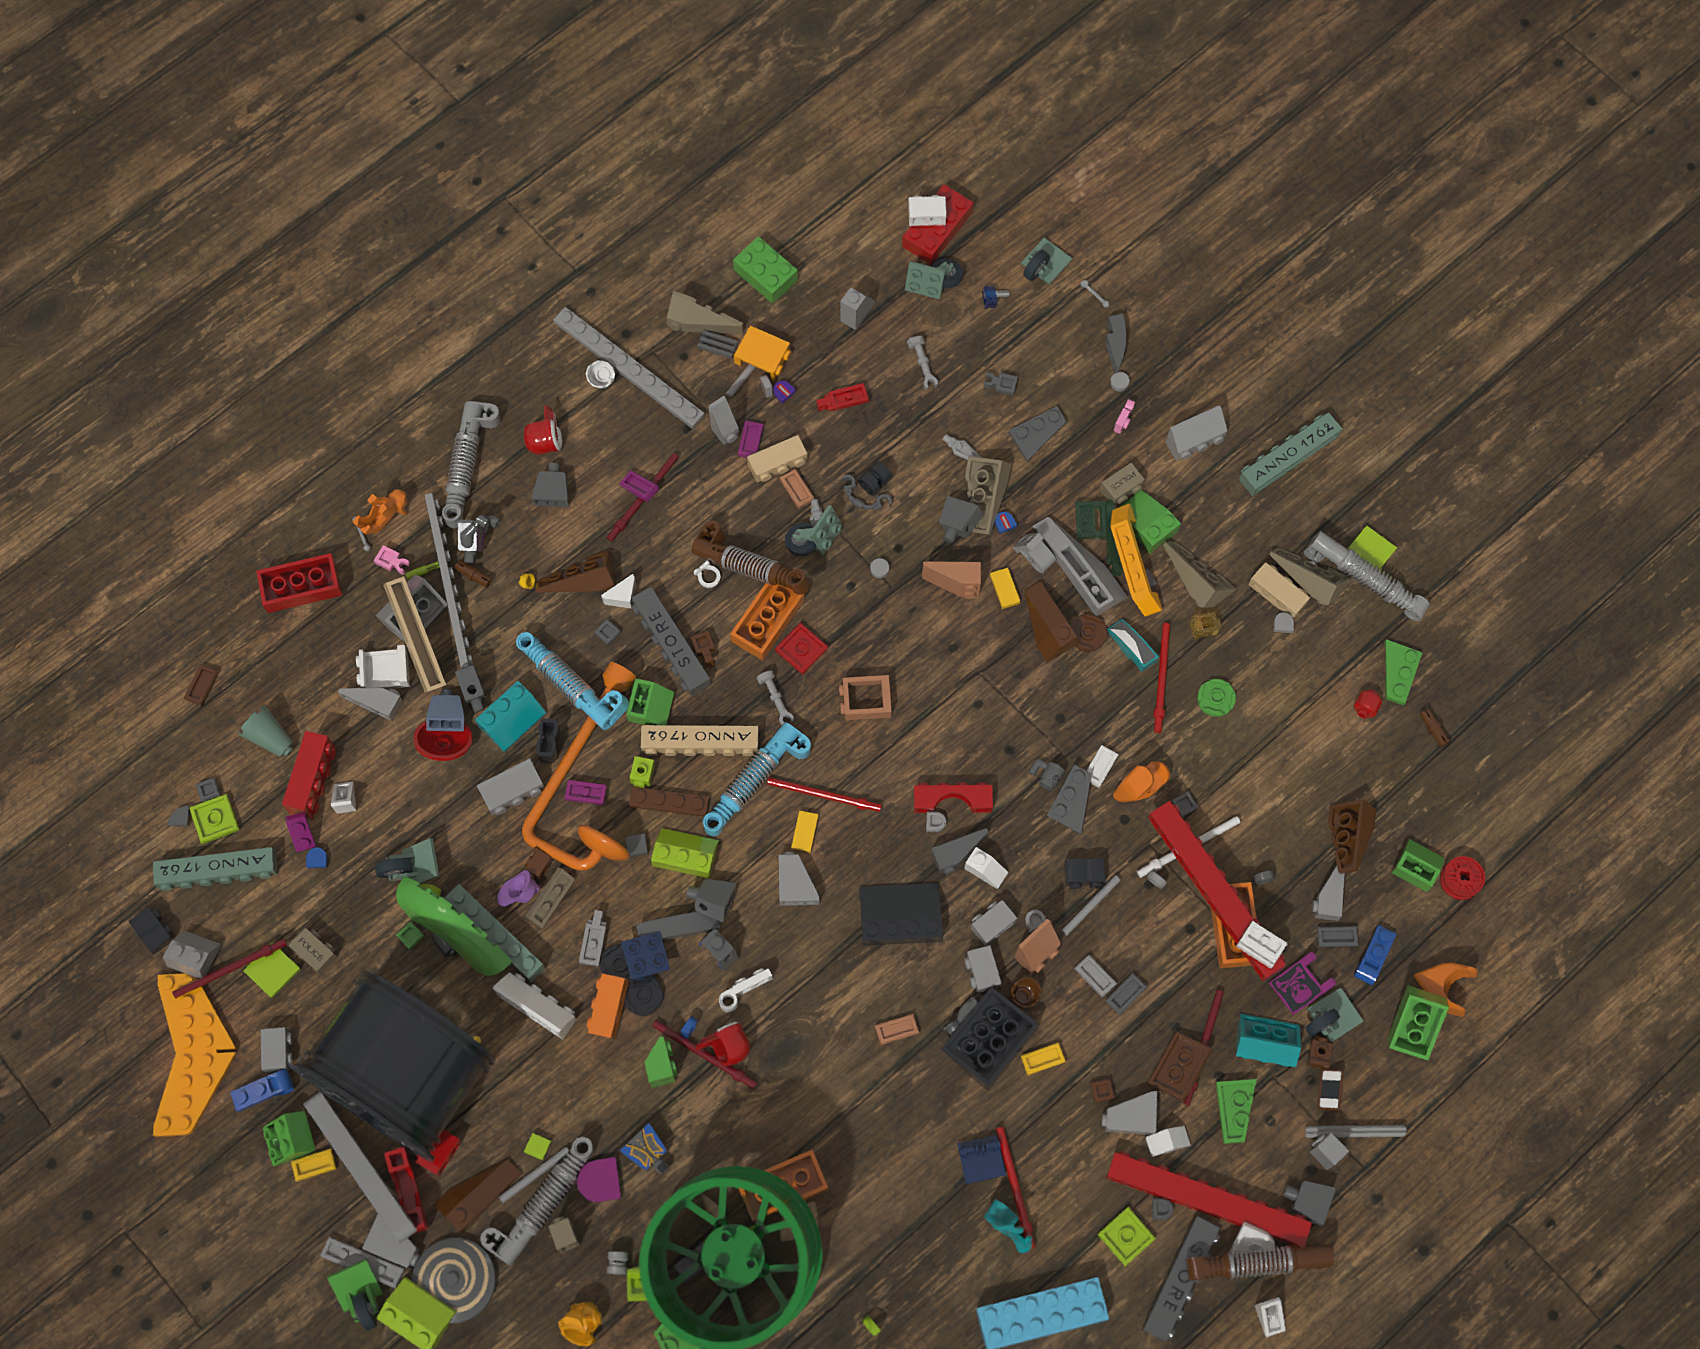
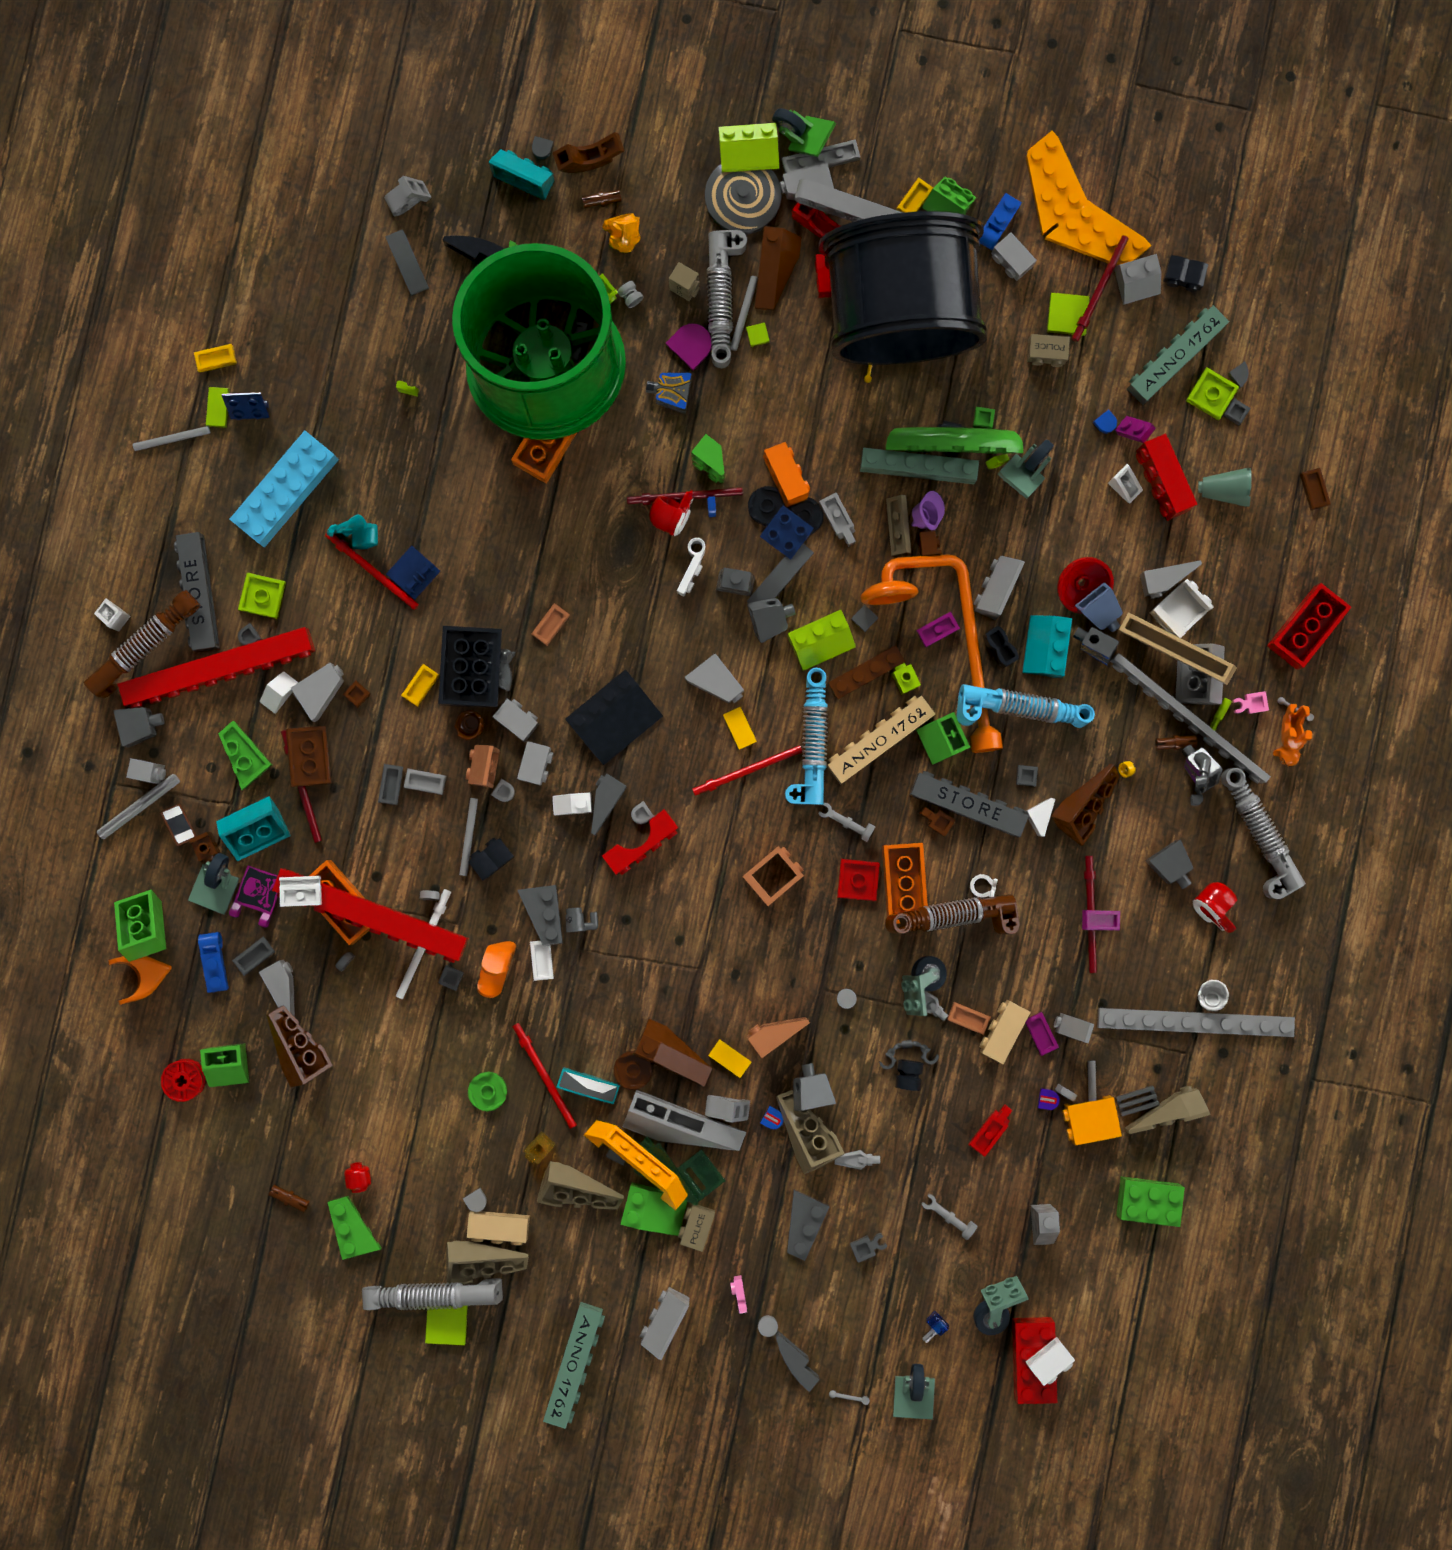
camera: 140 degrees right, 15 degrees up
(535, 1005) = (843, 433): white slope -> none
(1252, 1238) = (161, 658): white tile -> none

